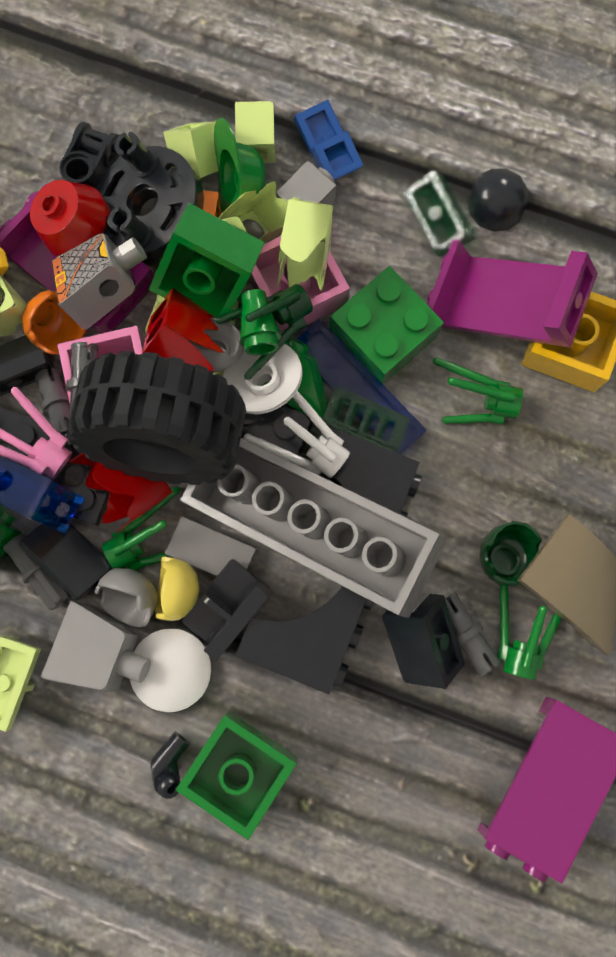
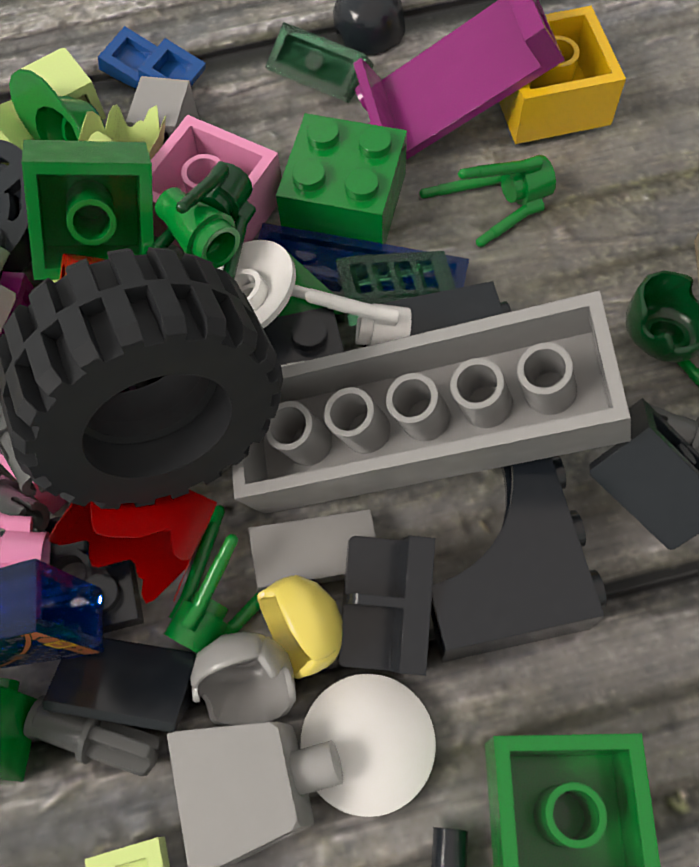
camera: 30 degrees left, 15 degrees down
(305, 241) = (184, 79): yellowish green piece -> none

